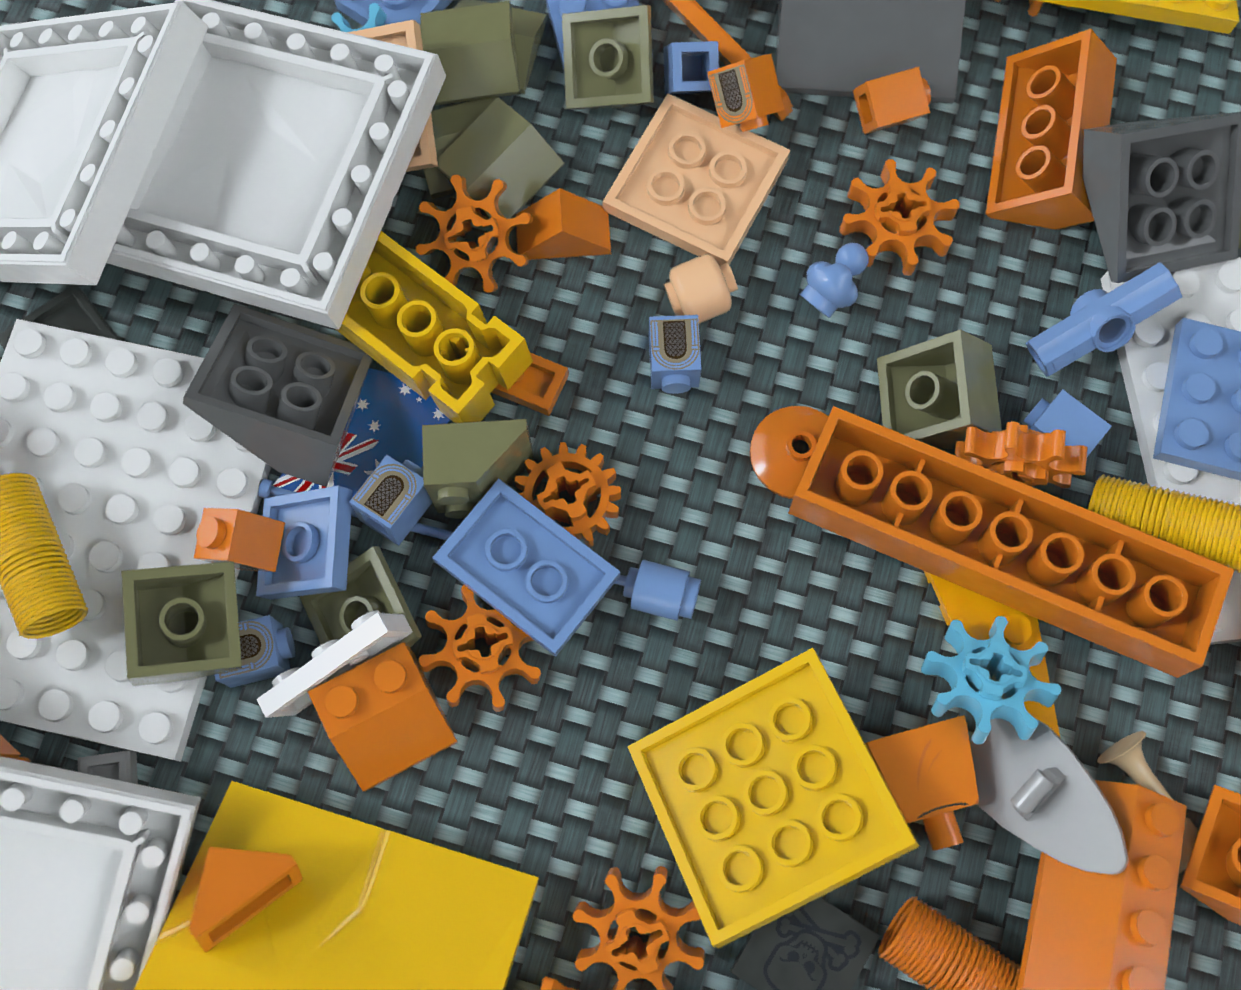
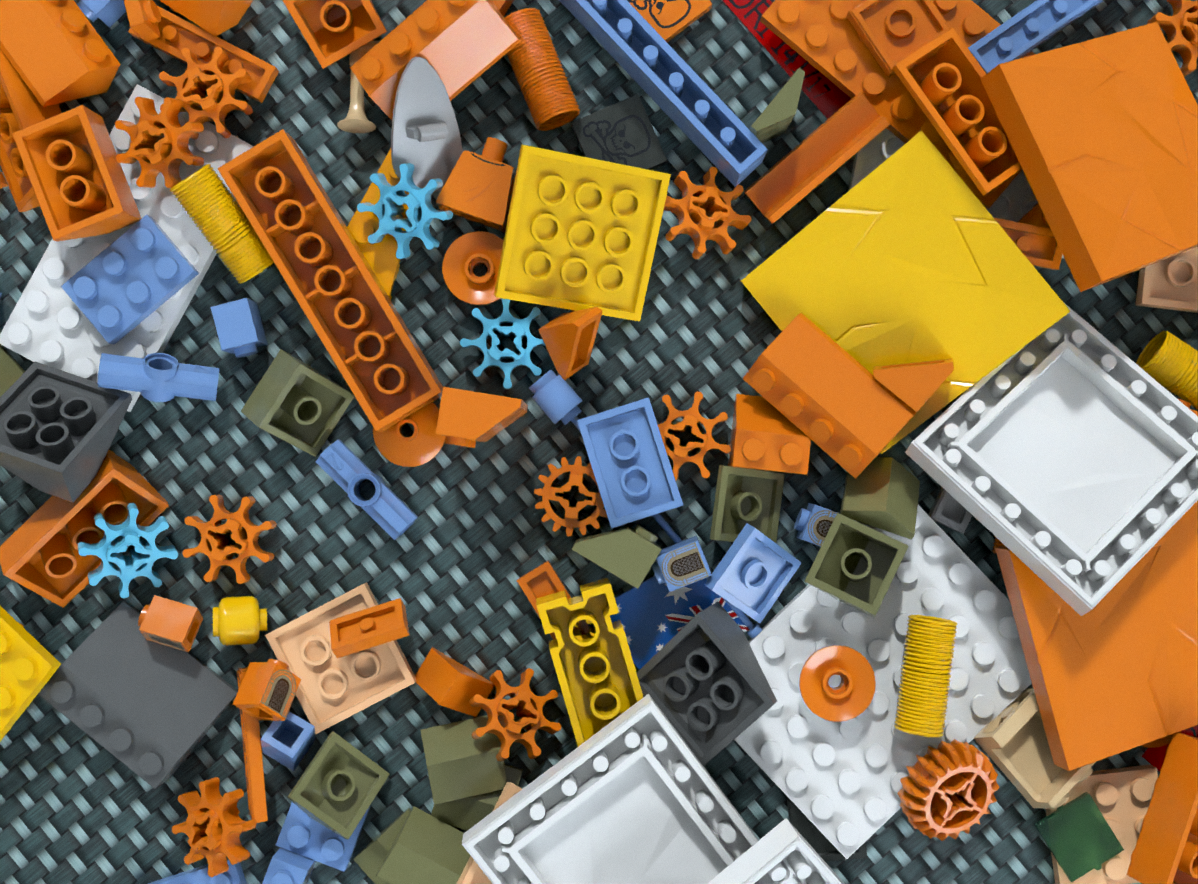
camera: 150 degrees left, 15 degrees up
(113, 469) = (852, 694): none -> orange dish
(203, 731) = (883, 497): none -> olive slope
(239, 537) = (792, 600): orange brick -> none
(336, 802) = (828, 395): none -> orange slope
(370, 636) = (780, 483): white plate -> none
(674, 353) = (442, 544): brick -> none
(688, 215) = (368, 628): none -> orange plate
(692, 664) = (571, 339): none -> orange slope
(701, 288) = (394, 576): light nougat head -> none
(741, 495) = (475, 416): none -> orange slope
(766, 591) = (493, 356): none -> medium azure gear
(827, 147) = (239, 620): none -> yellow head
(828, 360) = (349, 472): none -> medium blue piece
(832, 284) = (309, 523): medium blue animal -> none
(879, 666) = (461, 261): none -> orange dish
(998, 153) = (116, 540): none -> medium azure gear
(1024, 454) = (284, 325): orange gear -> none

